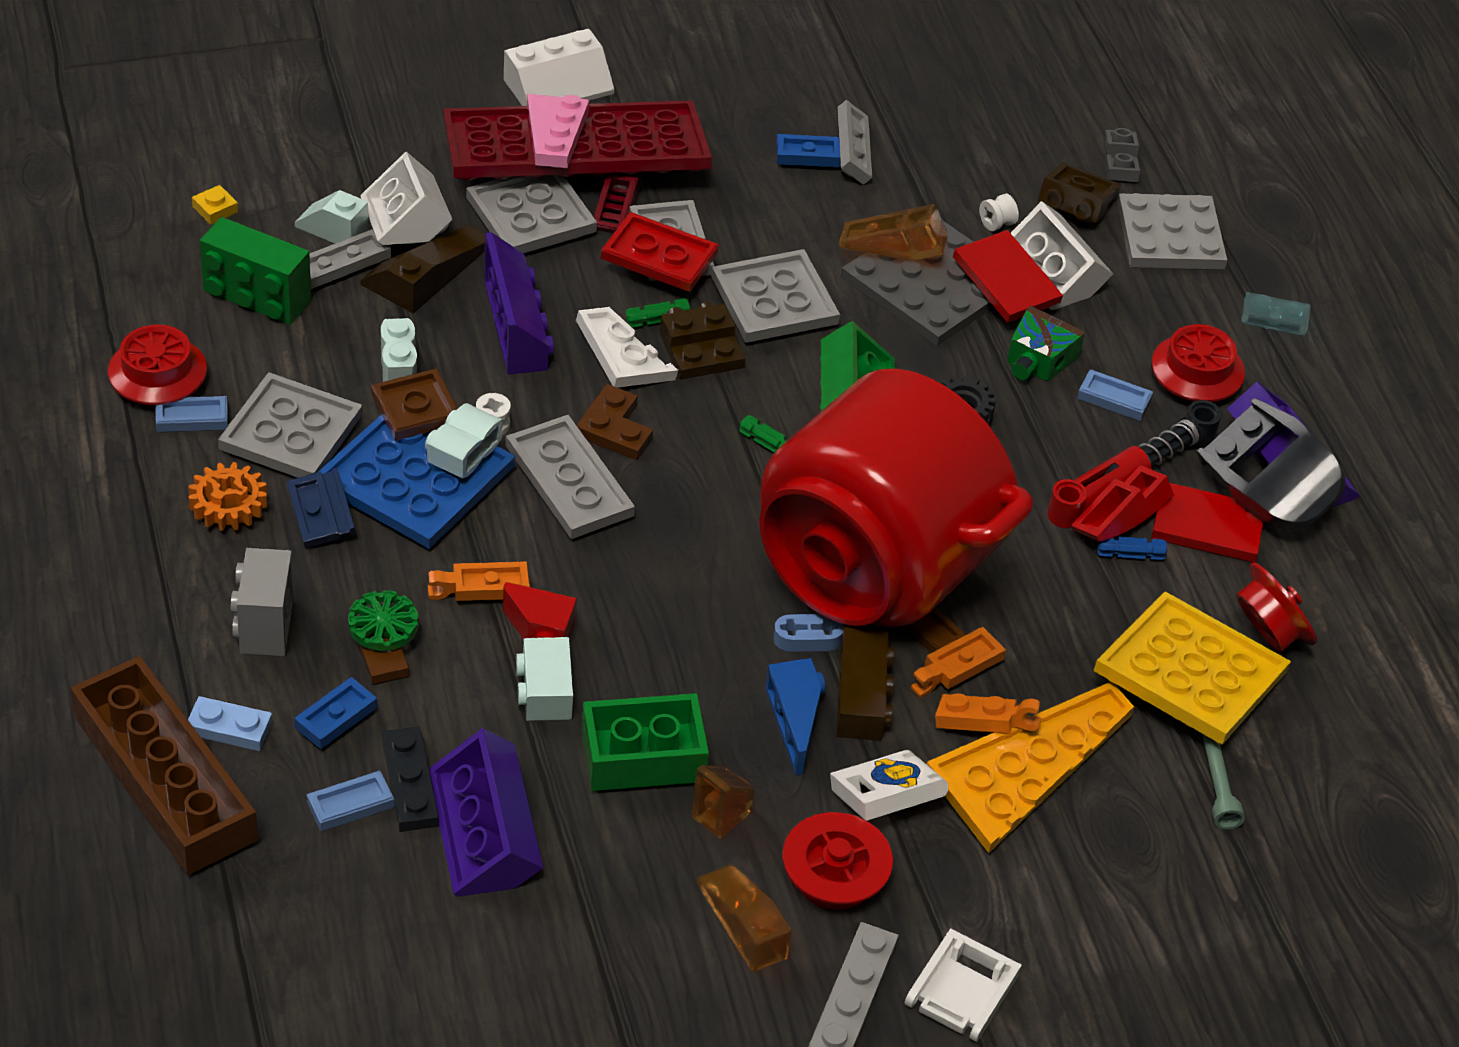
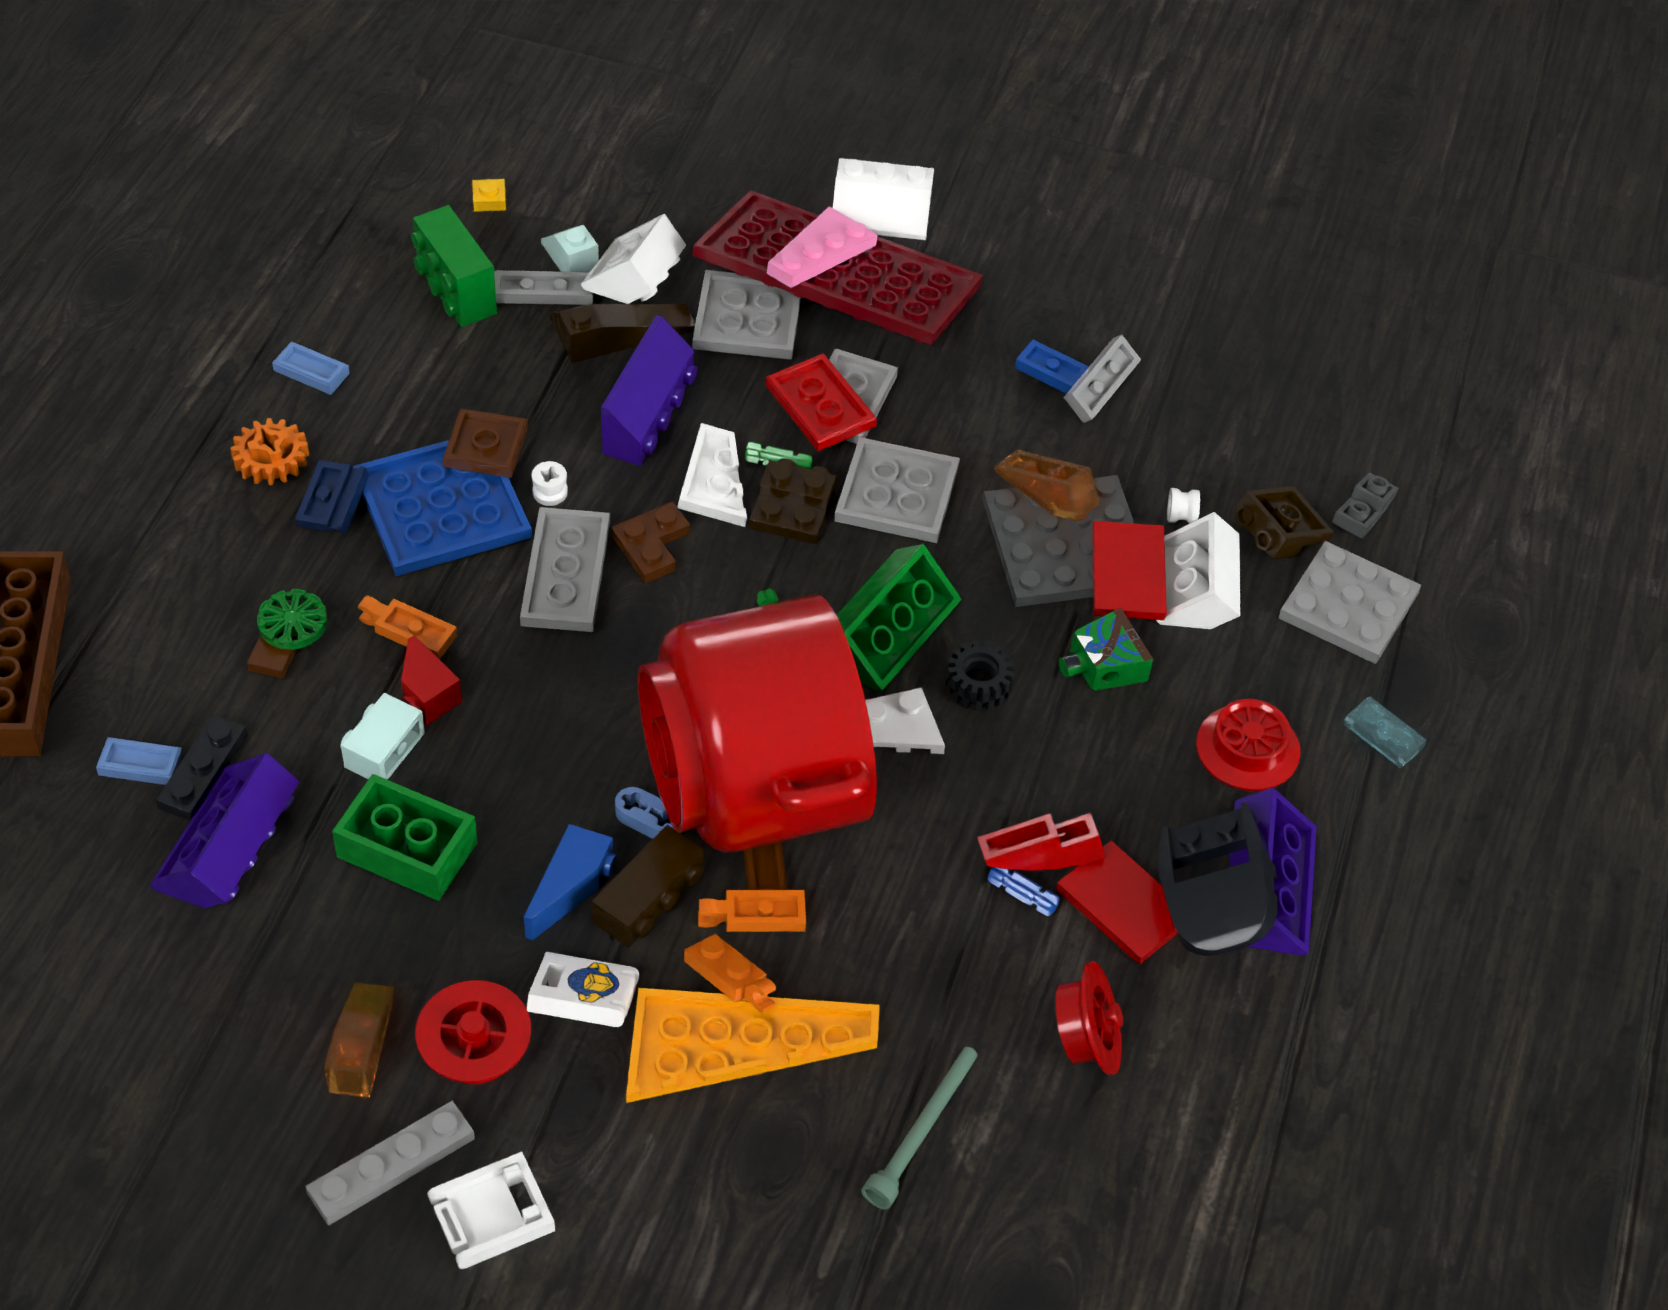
camera: 35 degrees right, 5 degrees up
(156, 366) = (311, 313): red wheel -> none
(230, 723) = (106, 646): light blue plate -> none
(263, 601) = (207, 555): light grey brick -> none
(290, 426) = (374, 415): light grey plate -> none
(335, 712) = (190, 679): blue plate -> none
(398, 348) = (516, 389): light aqua brick -> none
(463, 440) = (490, 493): light aqua brick -> none
(617, 184) = (831, 328): dark red slope -> none
(720, 799) = (428, 921): clear orange slope -> none
(1074, 496) = (1015, 809): piece -> none
(1115, 395) = (1144, 734): medium blue tile -> none
(1192, 667) = (968, 1033): yellow plate -> none

